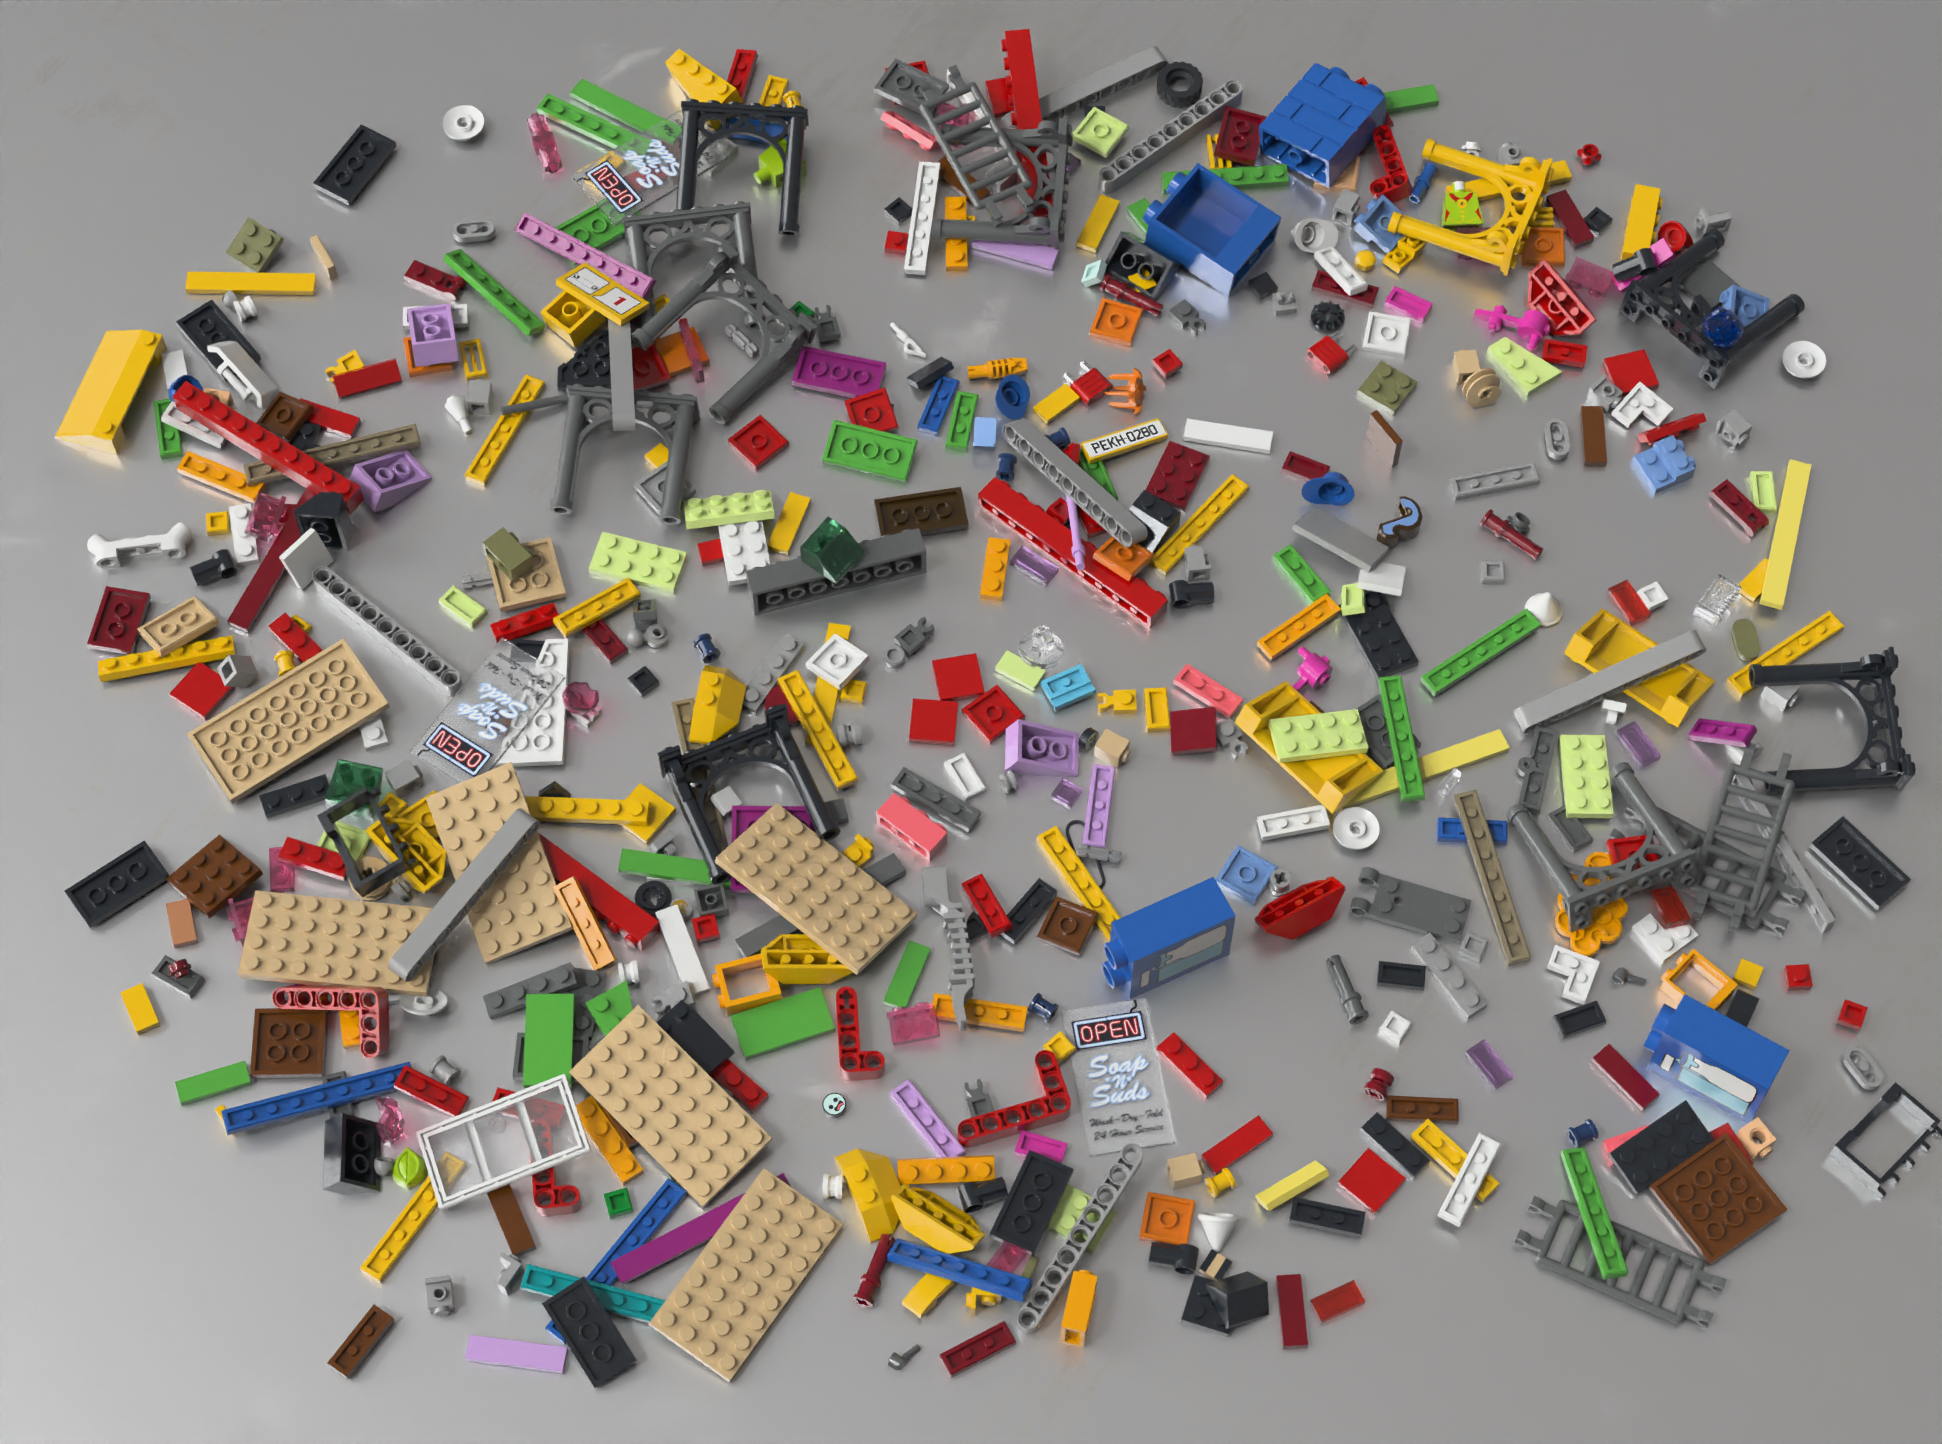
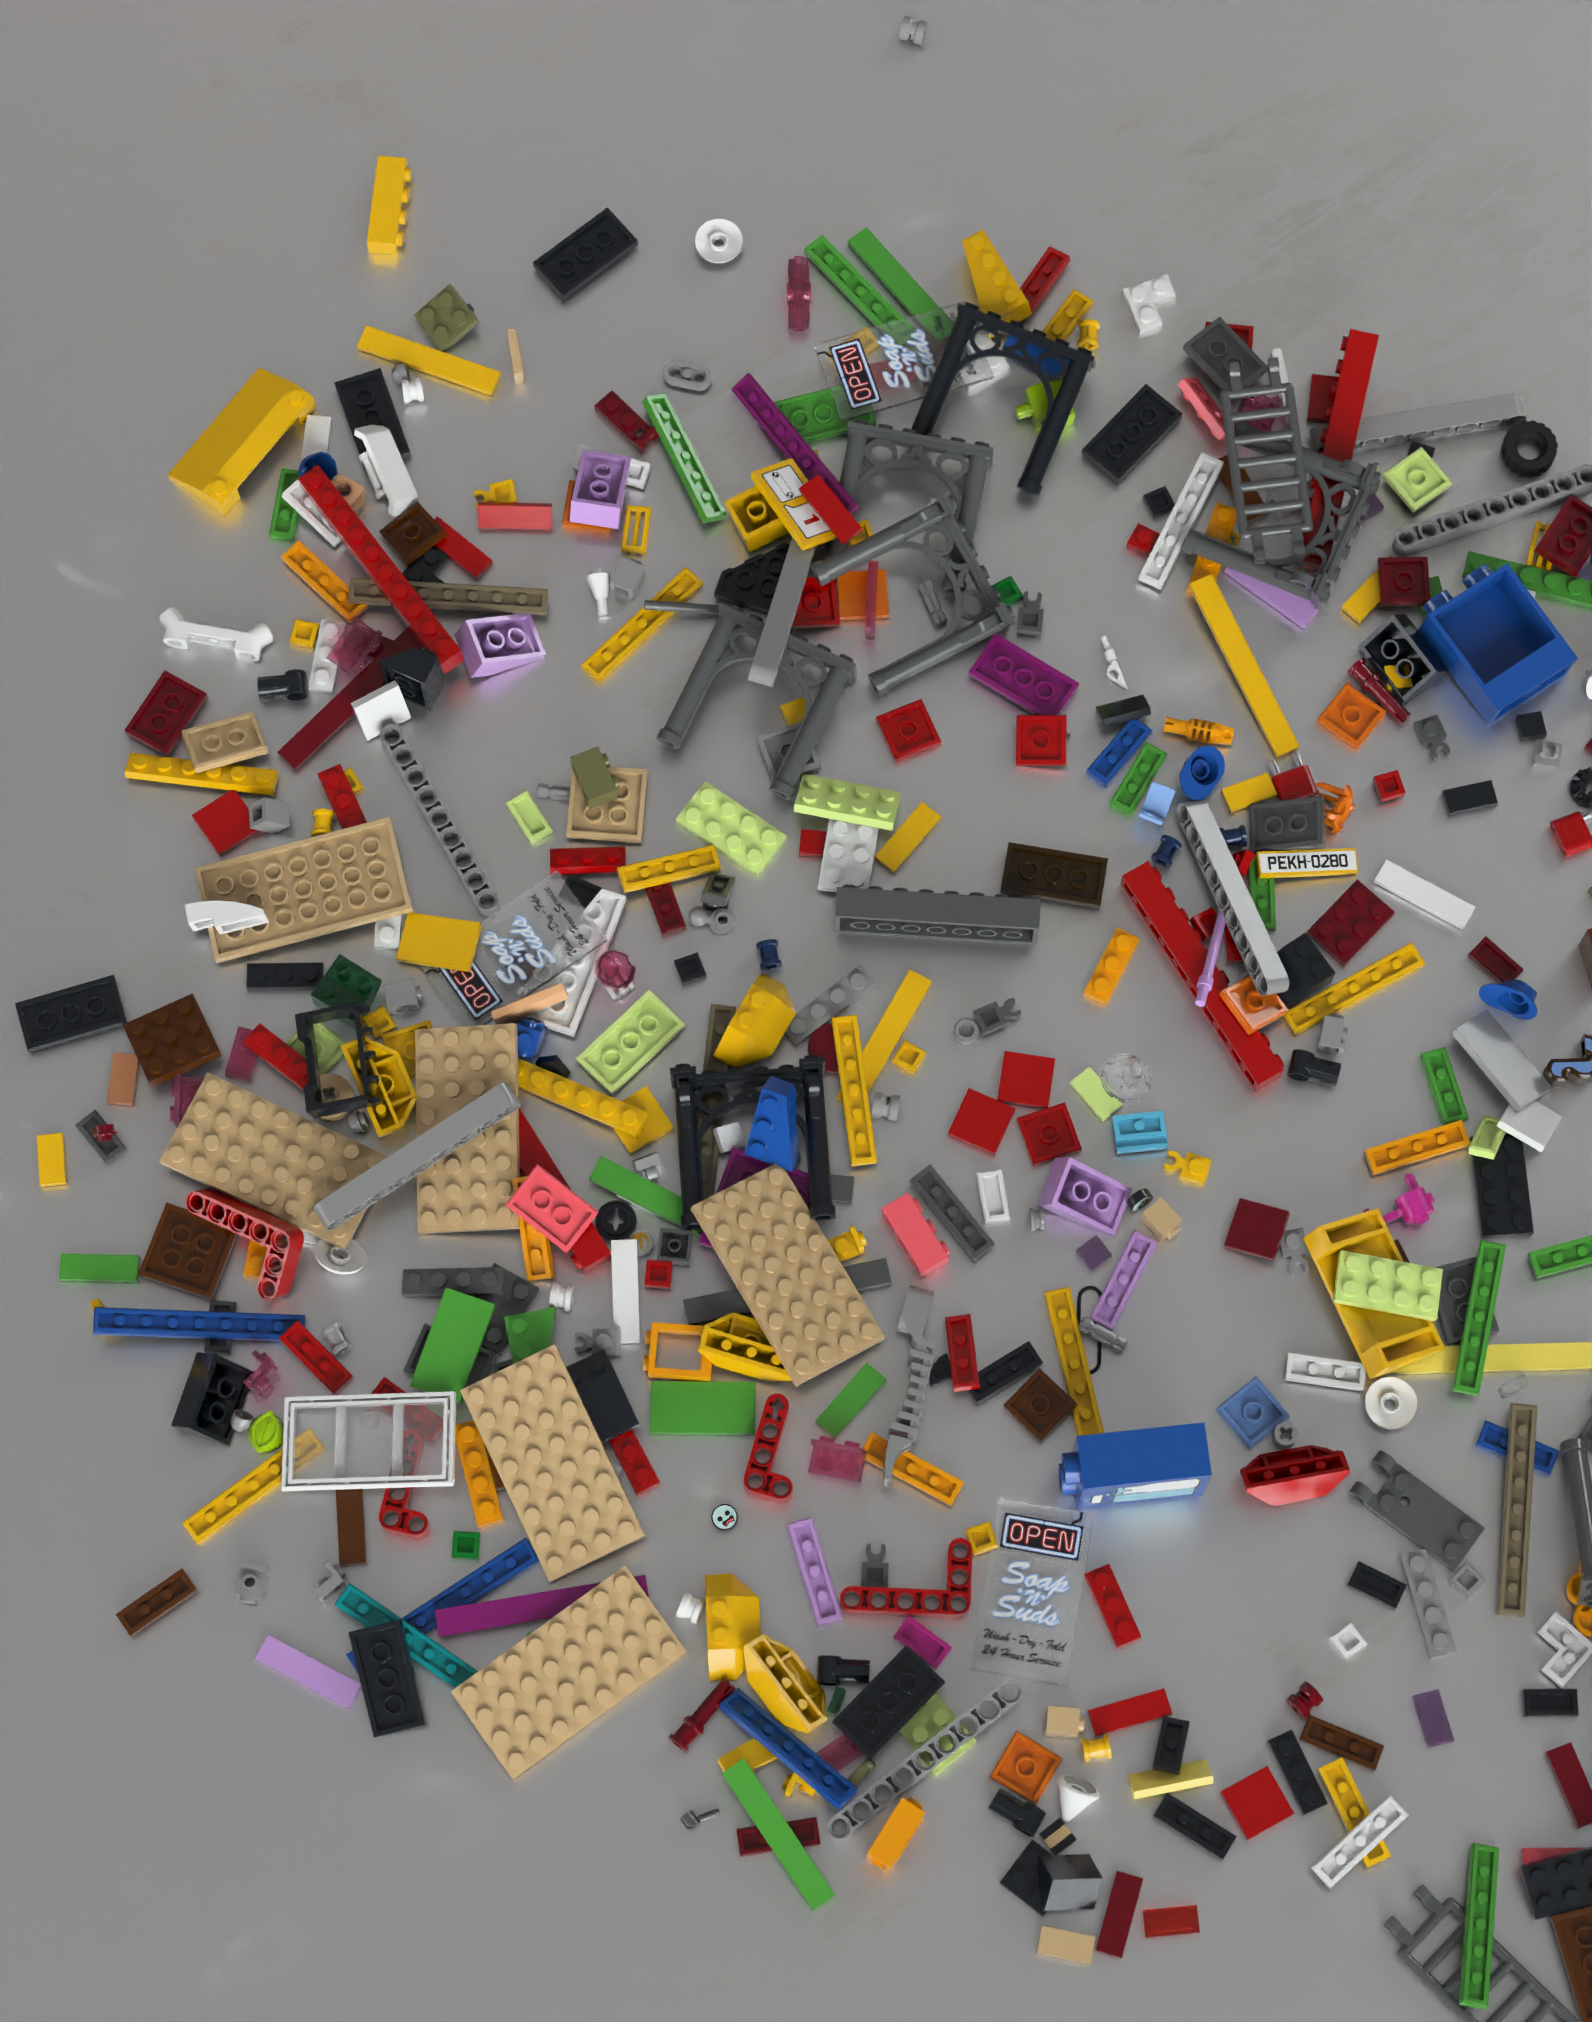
camera: 20 degrees right, 10 degrees up
(174, 175) = (388, 205): none -> yellow brick
(227, 759) = (224, 915): none -> white slope
(420, 726) = (439, 942): none -> yellow tile
(519, 745) = (530, 1004): none -> light nougat tile
(527, 773) = (530, 1036): none -> blue brick
(596, 899) = (552, 1208): none -> coral tile
(614, 753) = (630, 1042): none -> yellowish green plate
(632, 288) = (830, 510): none -> red tile
(762, 776) = (774, 1126): none -> blue wedge
(829, 67) = (1142, 302): none -> white plate
(831, 550) = (935, 897): clear green slope -> none
(837, 661) = (902, 1019): white plate -> none
(857, 166) = (1132, 433): none -> black plate
(870, 451) = (1024, 782): bright green tile -> none
(946, 1169) = (814, 1631): light orange plate -> none
(977, 1344) = (778, 1834): none -> bright green tile
(986, 1219) = (836, 1702): none -> clear green tile
(1015, 310) = (1244, 666): none -> yellow tile
(1034, 566) = (1155, 977): clear purple tile -> none
(1043, 1007) = (978, 1478): dark blue bush -> none
(1094, 273) = (1347, 650): light aqua plate -> none
(1098, 414) = (1287, 824): none -> dark grey tile
(1118, 209) = (1403, 581): none -> dark red tile
(1157, 709) = (1227, 1190): yellow tile -> none
(1208, 691) = (1290, 1188): coral plate -> none
(1235, 353) = (1469, 798): none -> black tile
(1256, 1351) = (1066, 1945): none -> tan tile
(1282, 1158) = (1171, 1745): none -> black plate
(1350, 998) = (1311, 1594): dark grey pin -> none
(1582, 1133) = (1502, 1832): dark blue bush -> none

